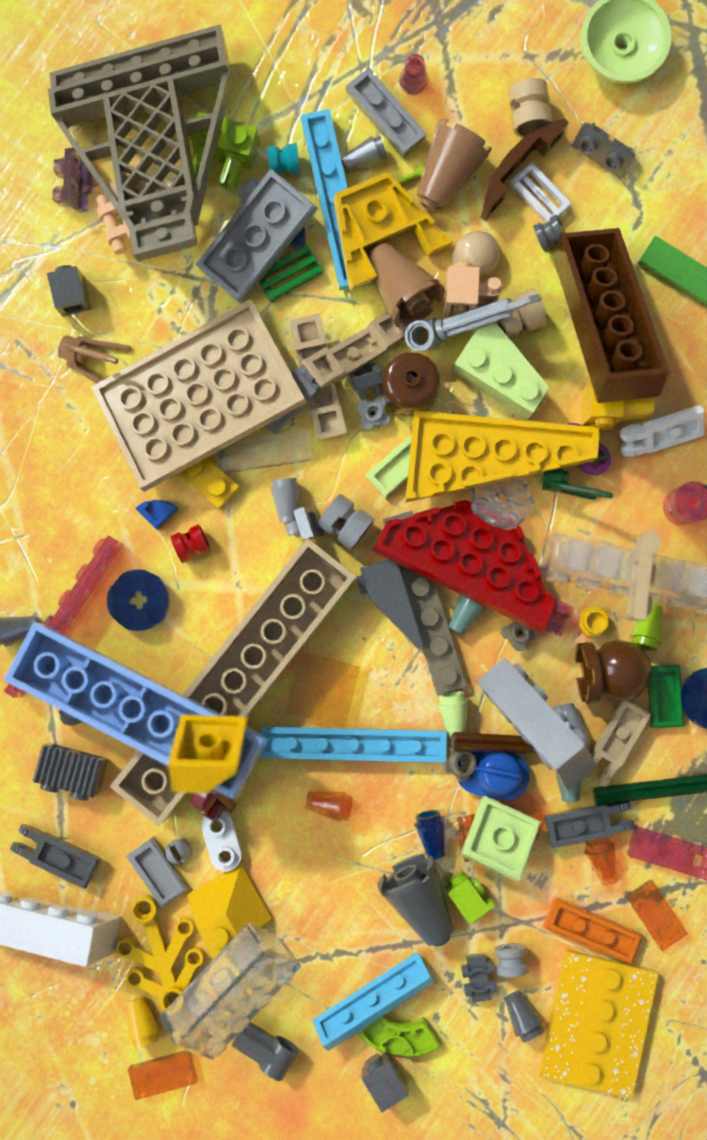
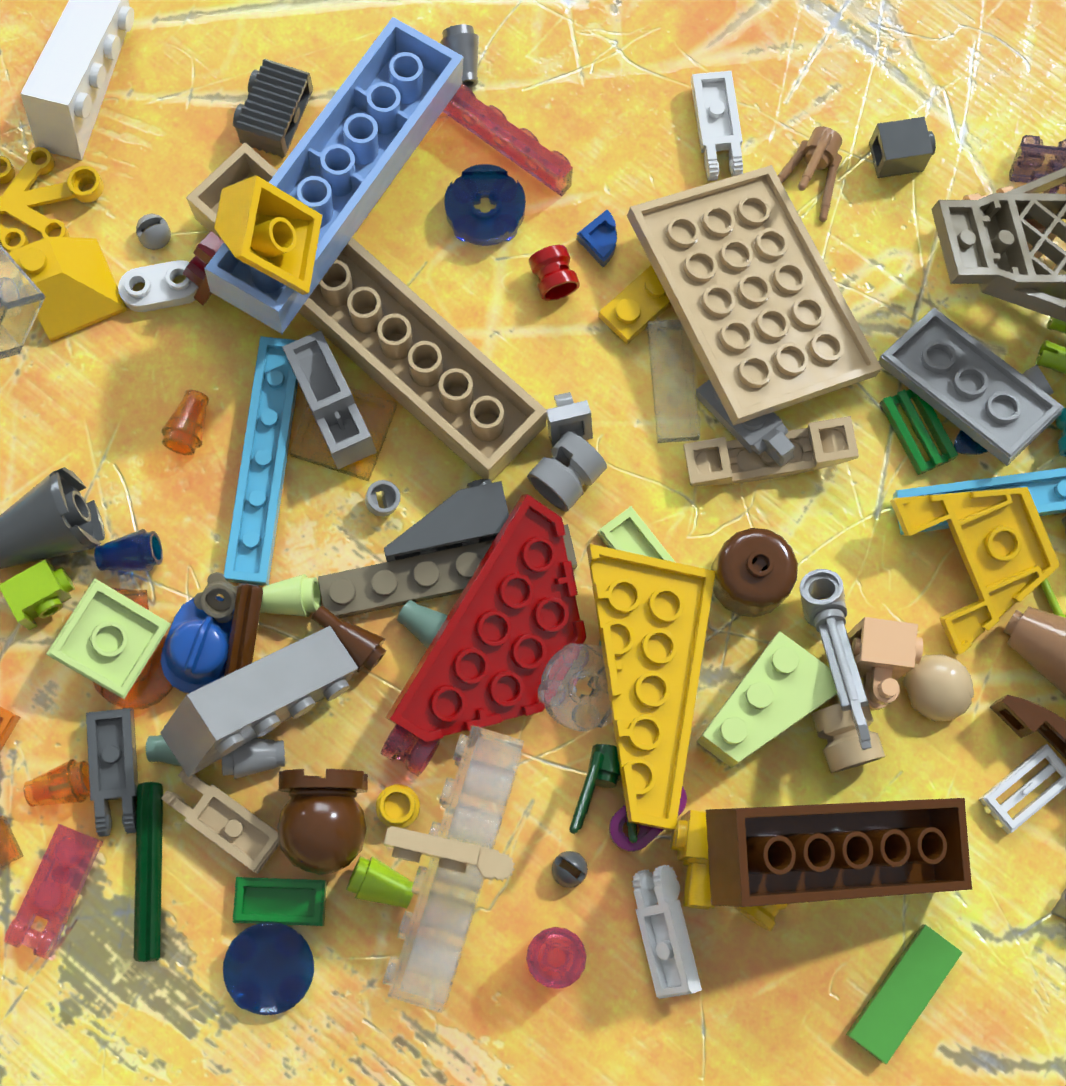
camera: 90 degrees right, 10 degrees down
(56, 429) = (717, 120): none -> white hinge
(57, 856) = (167, 86): dark grey hinge -> none
(157, 872) = (123, 206): light grey tile -> none
(286, 497) = (608, 398): light grey cone -> none
(306, 700) = (329, 399): none -> light grey slope
(355, 352) = (802, 501): tan slope -> none
(366, 377) = (766, 512): dark grey tile -> none
(369, 421) = (708, 532): light grey plate -> none
(375, 648) = (390, 498): none -> light grey hinge
(403, 285) = (896, 573): medium nougat cone -> none
(485, 658) = (360, 643): none -> reddish brown cone
(519, 642) = (379, 696): dark tan plate -> none
(549, 233) = (968, 784): dark grey wheel -> none
(619, 496) = (564, 877): none -> dark grey hinge

